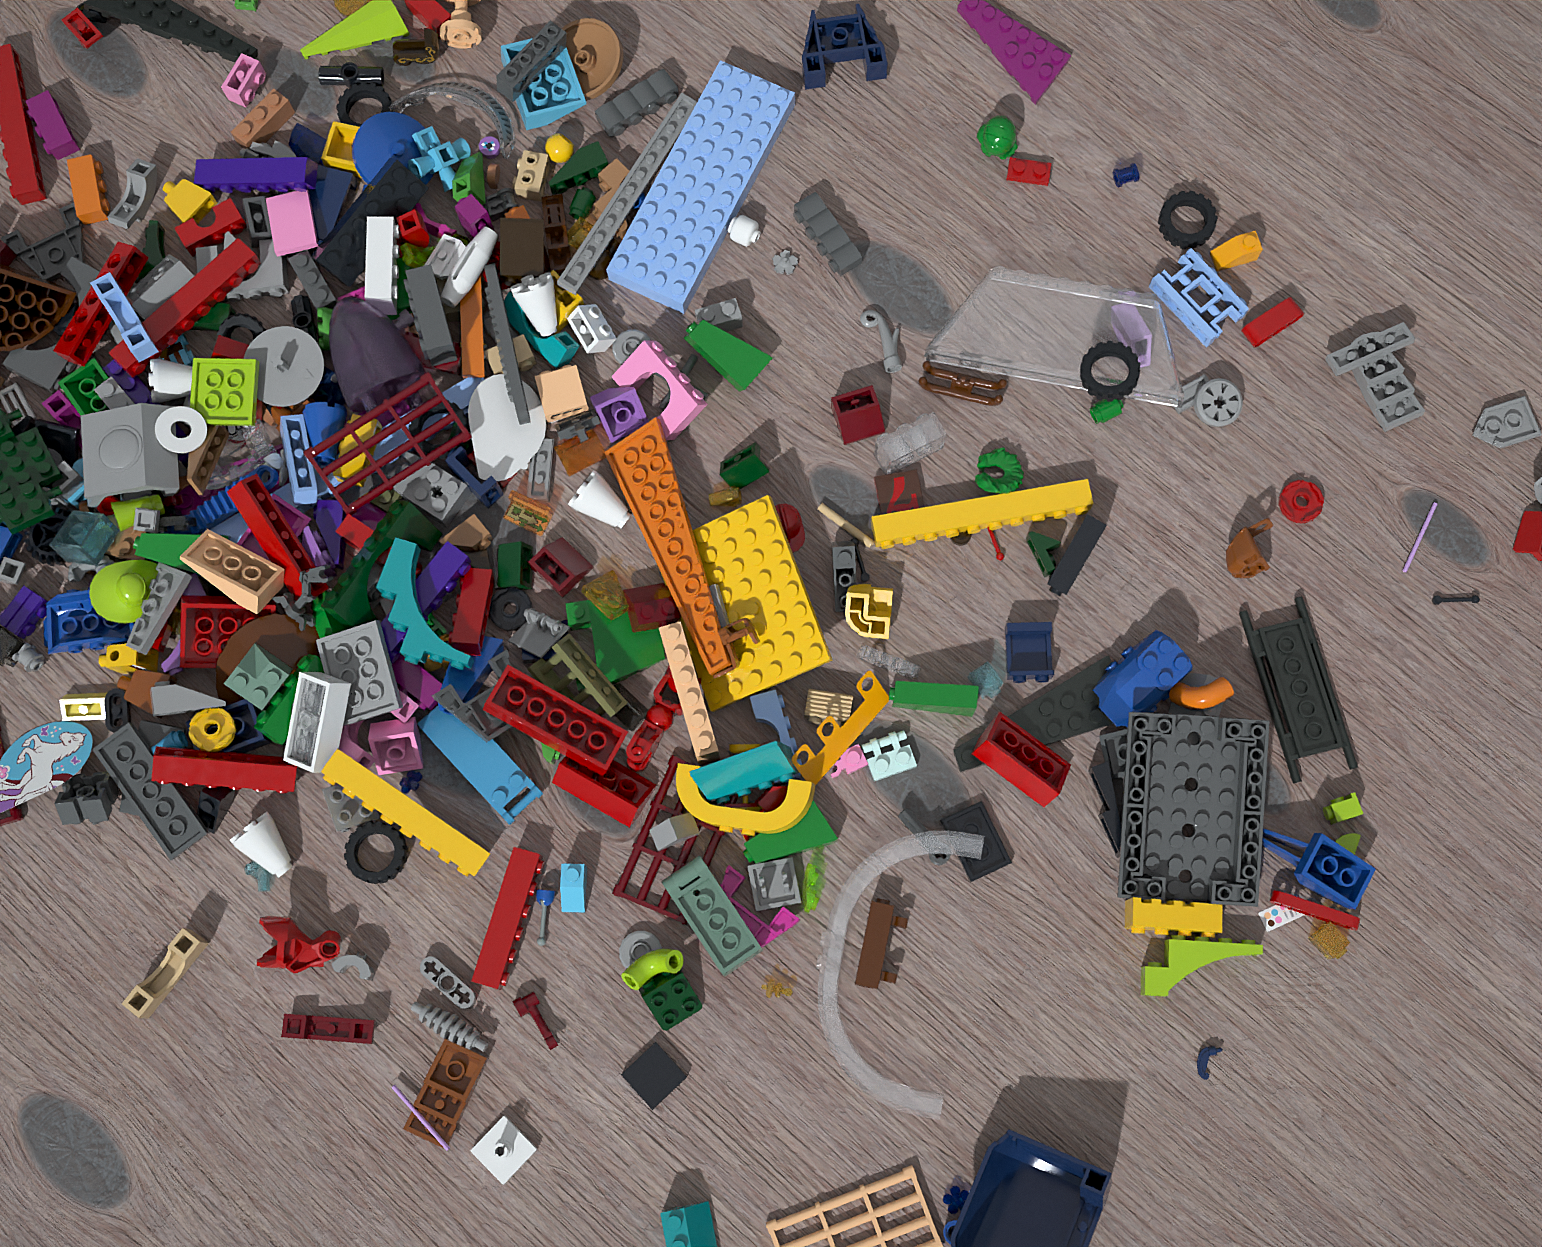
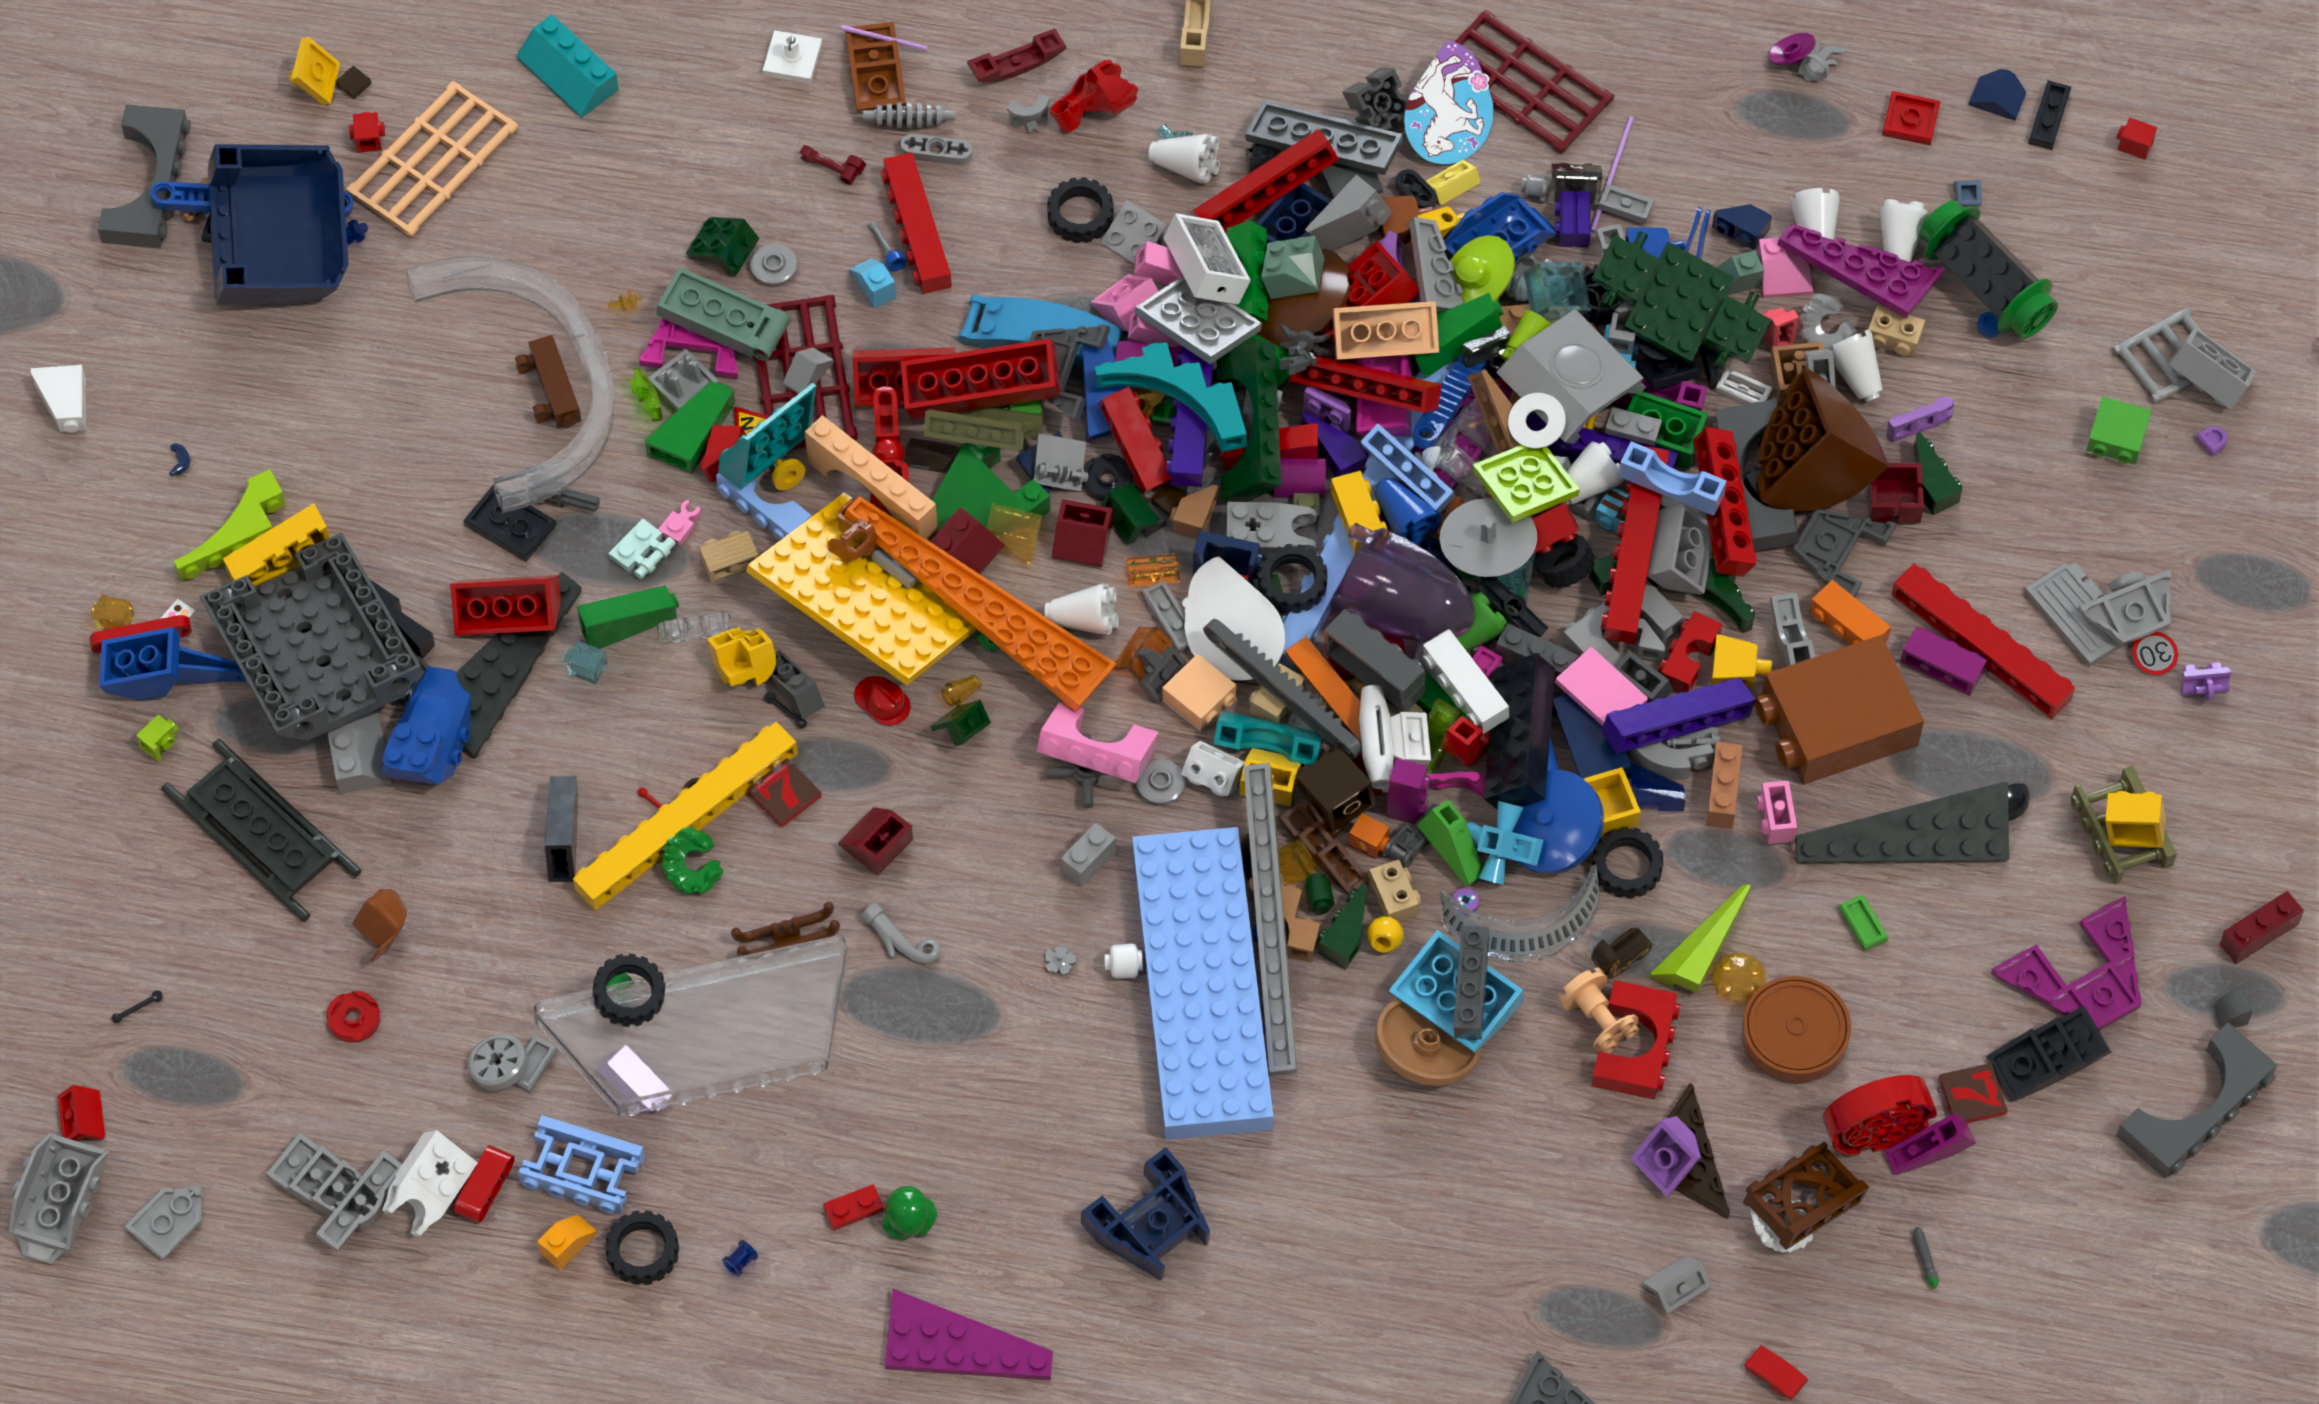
camera: 145 degrees right, 15 degrees down
(82, 28) = (1993, 765): red slope -> none
(146, 520) = (1503, 328): light grey tile -> none
(147, 120) = (1839, 710): none -> dark orange brick
(174, 739) = (1334, 179): dark azure cone -> none
(218, 740) = (1297, 192): yellow tile -> none
(340, 75) = (1658, 895): black piece -> none
(363, 447) = (1323, 534): dark red door -> none
(405, 812) = (1069, 239): yellow brick -> none
(410, 782) = (1092, 283): clear blue plant -> none
(493, 175) = (1437, 872): nougat tile -> none
(538, 302) = (1284, 744): white cone -> none
(619, 411) = (1130, 704): medium lavender slope -> none
(636, 103) = (1337, 1033): dark grey brick -> none
(651, 964) = (754, 251): lime cylinder -> none
(654, 1075) = (694, 179): black tile -> none
(727, 354) = (1048, 815): green slope -> none
(788, 814) = (746, 404): yellow arch -> none
(827, 233) = (1030, 1008): dark grey brick -> none
(842, 737) = (697, 526): light orange piece -> none
(846, 525) = (823, 734): tan piece -> none
(909, 443) = (801, 832): clear brick -> none
(1028, 651) = (557, 713): dark blue panel -> none
(1040, 546) = (601, 814): dark green slope -> none
(1203, 696) = (354, 739): orange cylinder -> none
(1277, 1177) = (63, 394): none -> white slope
(1315, 335) = (424, 1188): none -> white brick
(1349, 841) = (137, 712): lime tile -> none
(1419, 538) = (206, 1050): lavender axle -> none

